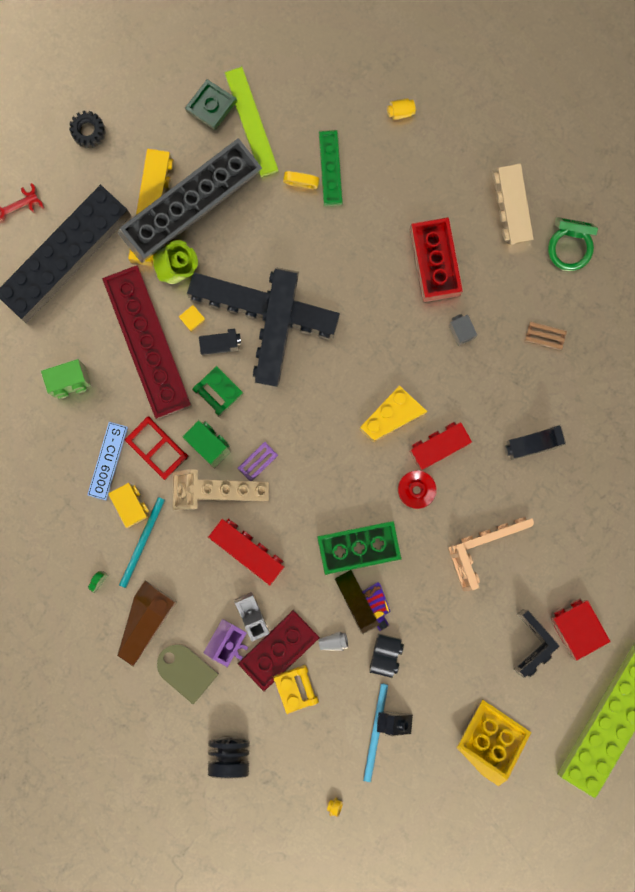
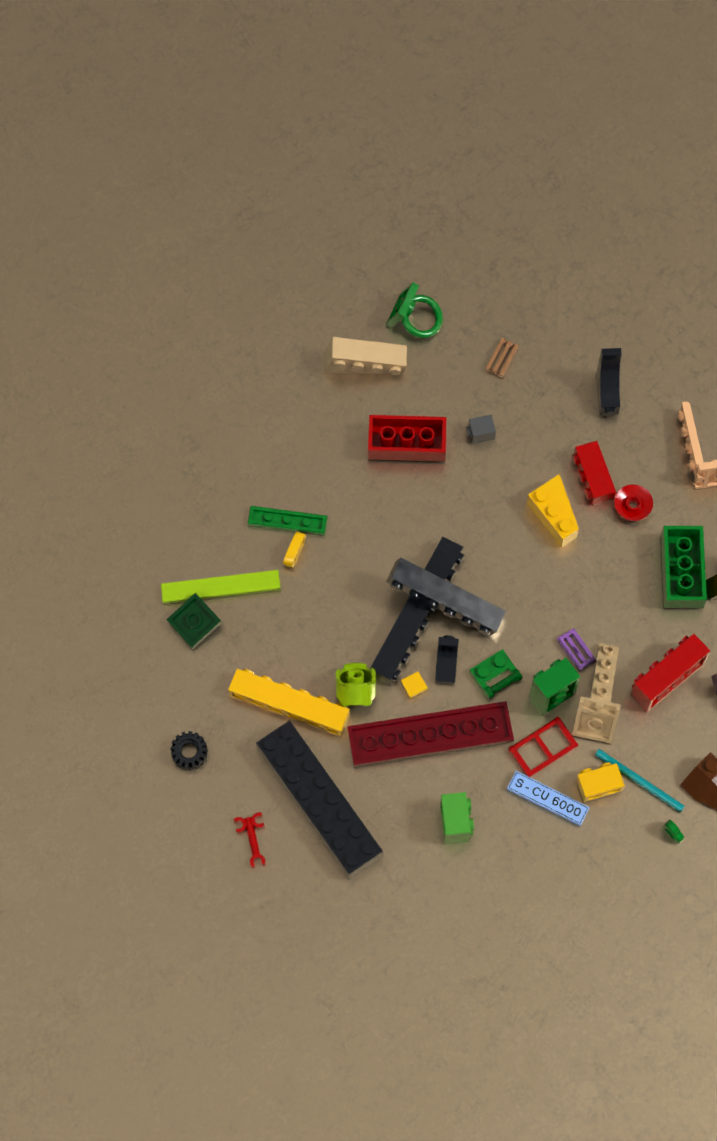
camera: 75 degrees left, 15 degrees down
(189, 200) = (296, 655): dark grey brick -> none
(401, 108) = (244, 441): yellow brick -> none

